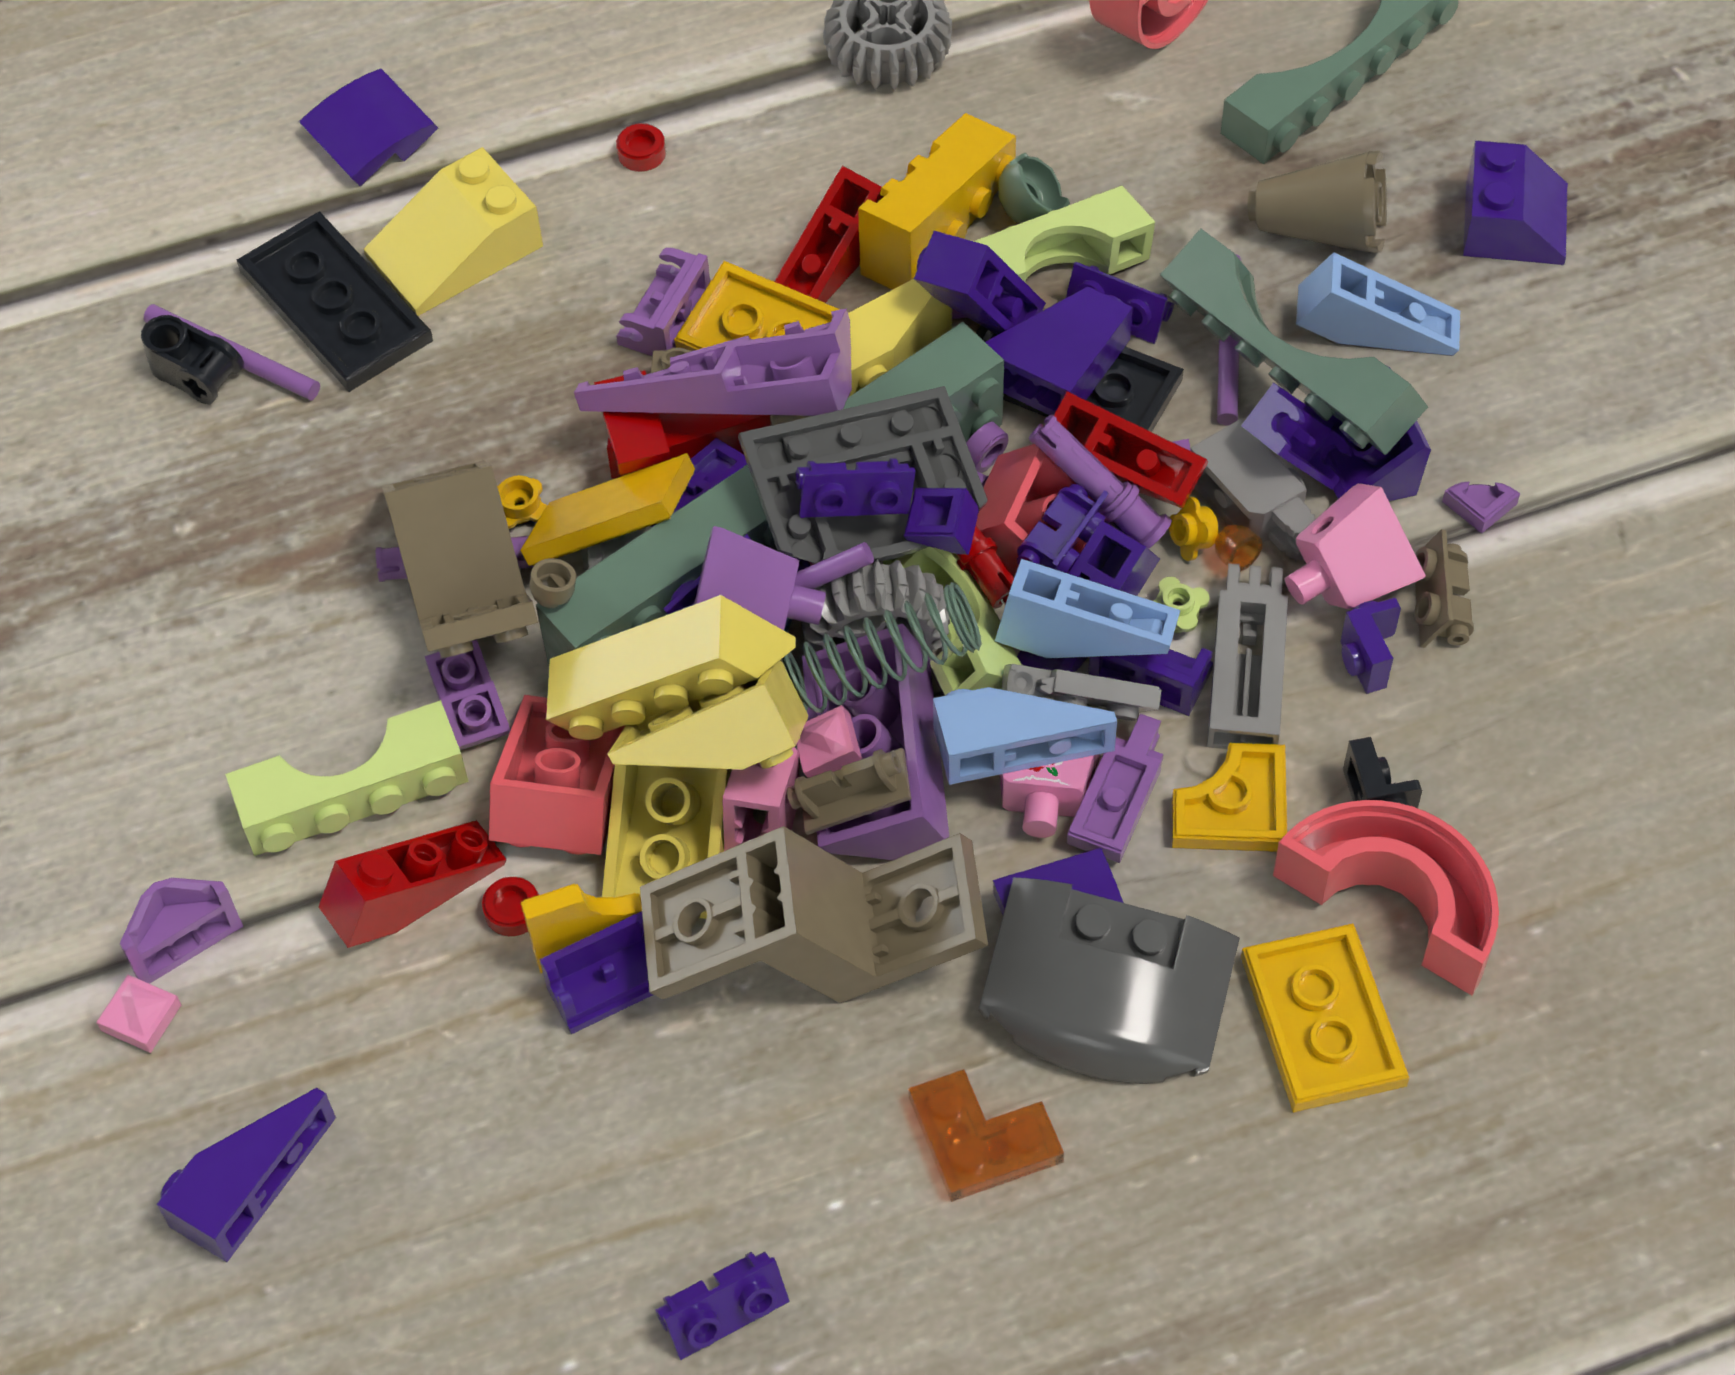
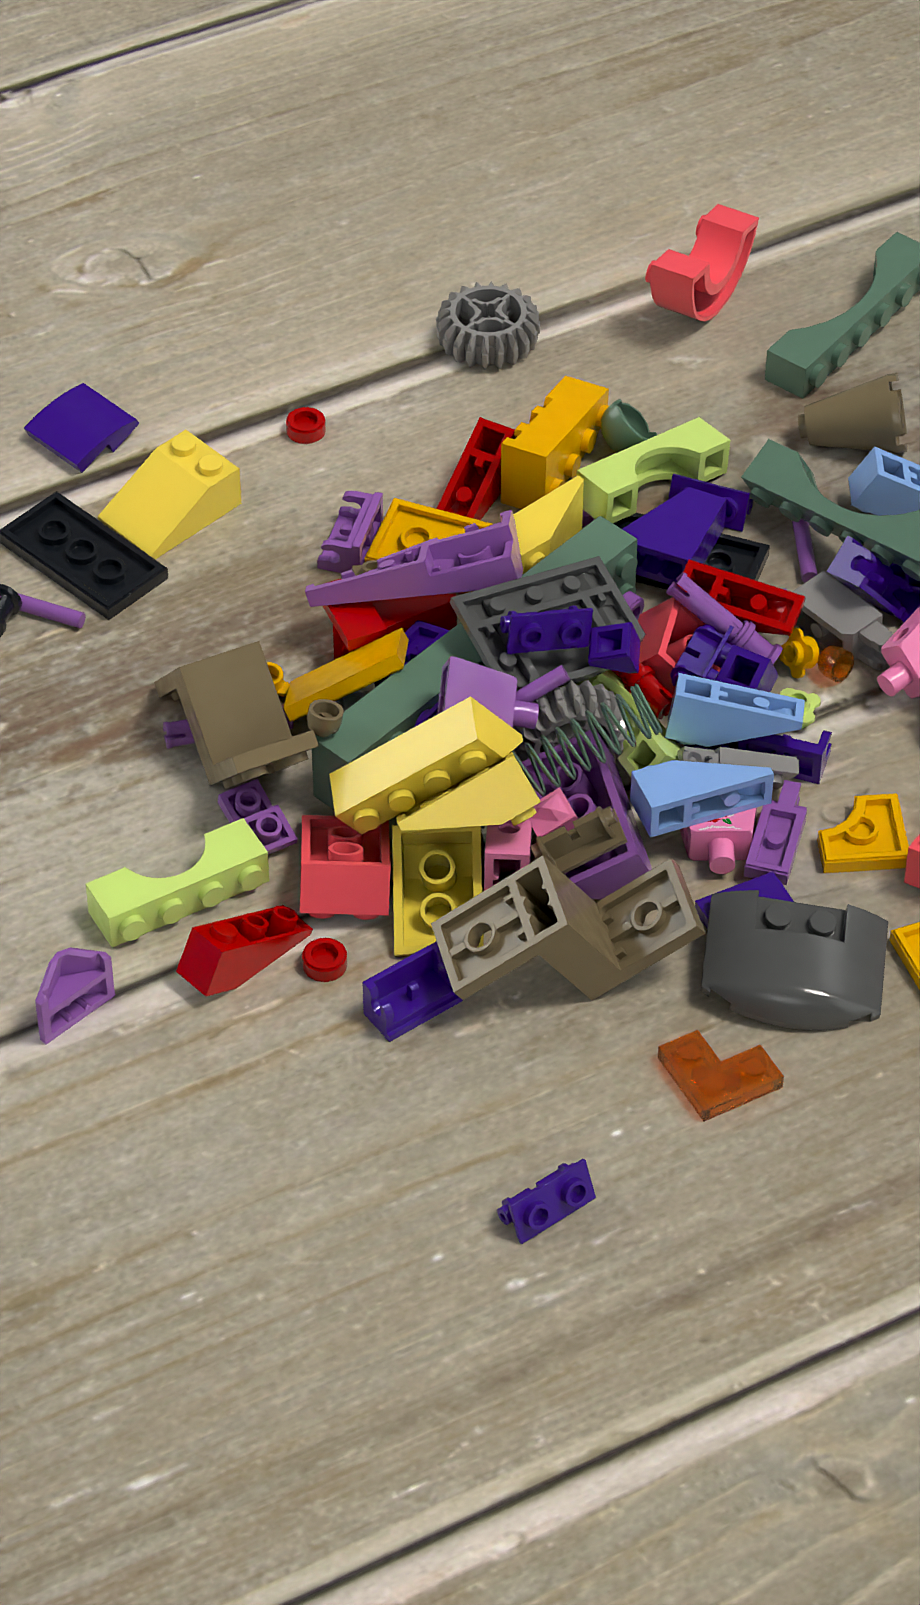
camera: 10 degrees left, 10 degrees down
(139, 1013) = (49, 1059): bright pink tile -> none
(239, 1177) = (159, 1154): dark purple slope -> none
(571, 915) = (376, 950): yellow tile -> none
(975, 283) = (605, 485): dark purple slope -> none
(1248, 686) = (858, 763): light grey hinge -> none

